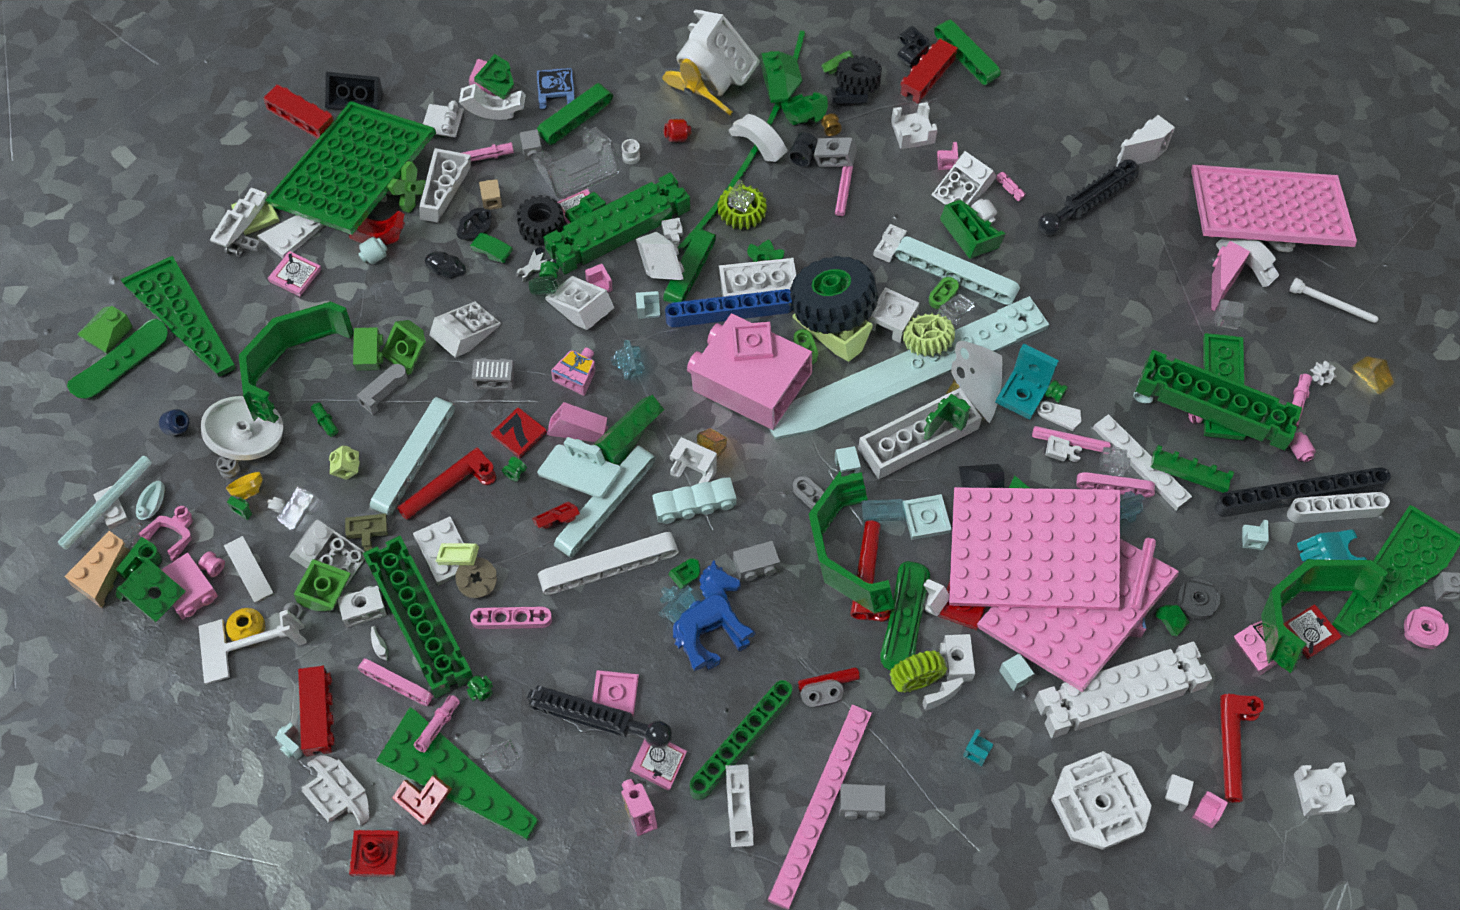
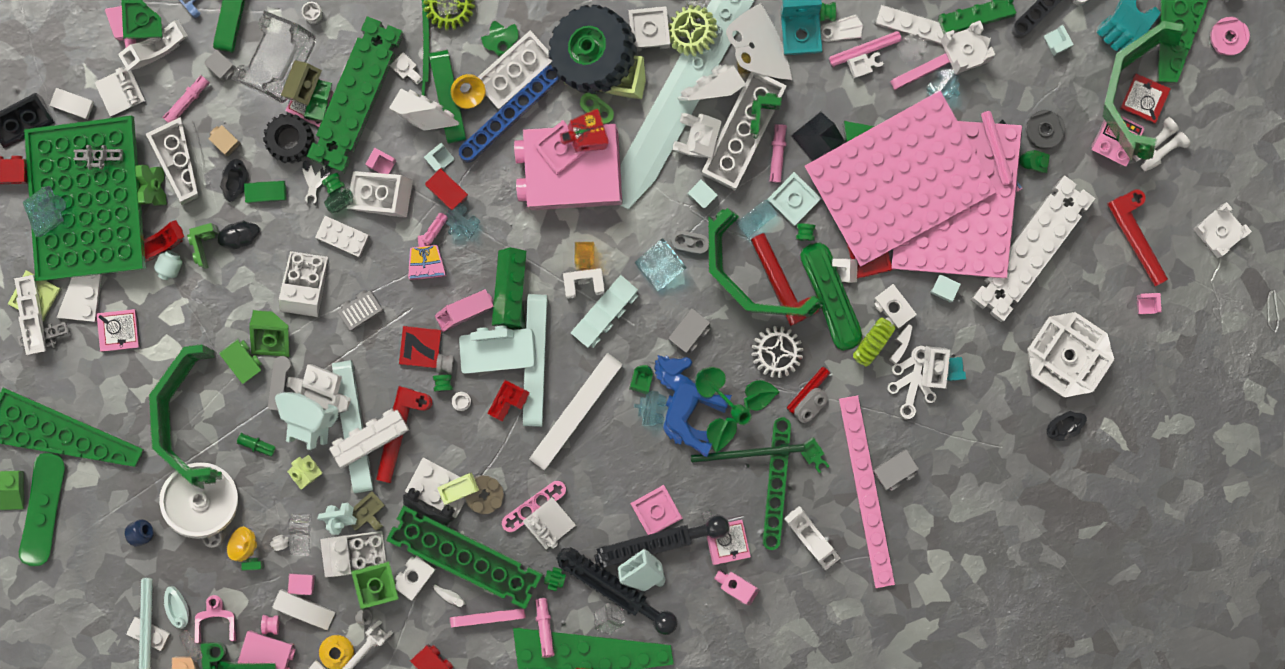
camera: 35 degrees left, 25 degrees up
(266, 548) = (301, 584): none -> bright pink panel
(314, 152) = (44, 210): none -> clear light blue plate
(339, 513) = (337, 518): none -> light aqua hips
(379, 416) = (305, 418): none -> light aqua piece
(387, 141) = (88, 156): none -> light grey piece
(400, 105) = (71, 103): none -> white slope
(410, 406) = (320, 387): none -> white plate
(411, 541) = (411, 501): none -> black piece
(412, 241) = (204, 232): none -> bright green bracket
(417, 465) = (368, 439): none -> white brick
(512, 638) = (549, 523): none -> white hinge
(518, 494) = (461, 401): none -> white plate
(524, 314) = (342, 236): none -> white piece
(525, 734) = (610, 587): none -> black gear
(528, 455) = (445, 364): none -> light grey wheel
(561, 731) = (642, 571): none -> light aqua torso
(582, 186) = (301, 82): none -> olive brick
(601, 350) = (435, 228): none -> bright pink axle
(635, 327) = (446, 189): none -> red panel
(708, 276) = (473, 96): none -> yellow piece
(769, 707) = (784, 449): none -> dark green bar
(770, 492) = (660, 265): none -> clear light blue plate
(779, 652) = (758, 394): none -> green plant
(781, 337) = (586, 133): none -> red torso
(794, 735) = (813, 453): none -> green plate
(831, 640) = (773, 368): none -> white gear
(877, 417) = (701, 137): none -> white panel
(917, 382) = (722, 82): none -> white slope
(918, 547) = (805, 232): none -> green wheel
(936, 733) = (914, 379): none -> white plant
(942, 465) = (777, 154): none -> bright pink pin
(962, 728) = (935, 367): none -> white brick
(1057, 869) = (1066, 426): none -> black arm
(1165, 486) = (967, 48): none -> white panel
(1179, 791) = (1119, 305): white panel -> none
(1292, 685) = (1179, 140): none -> white piece

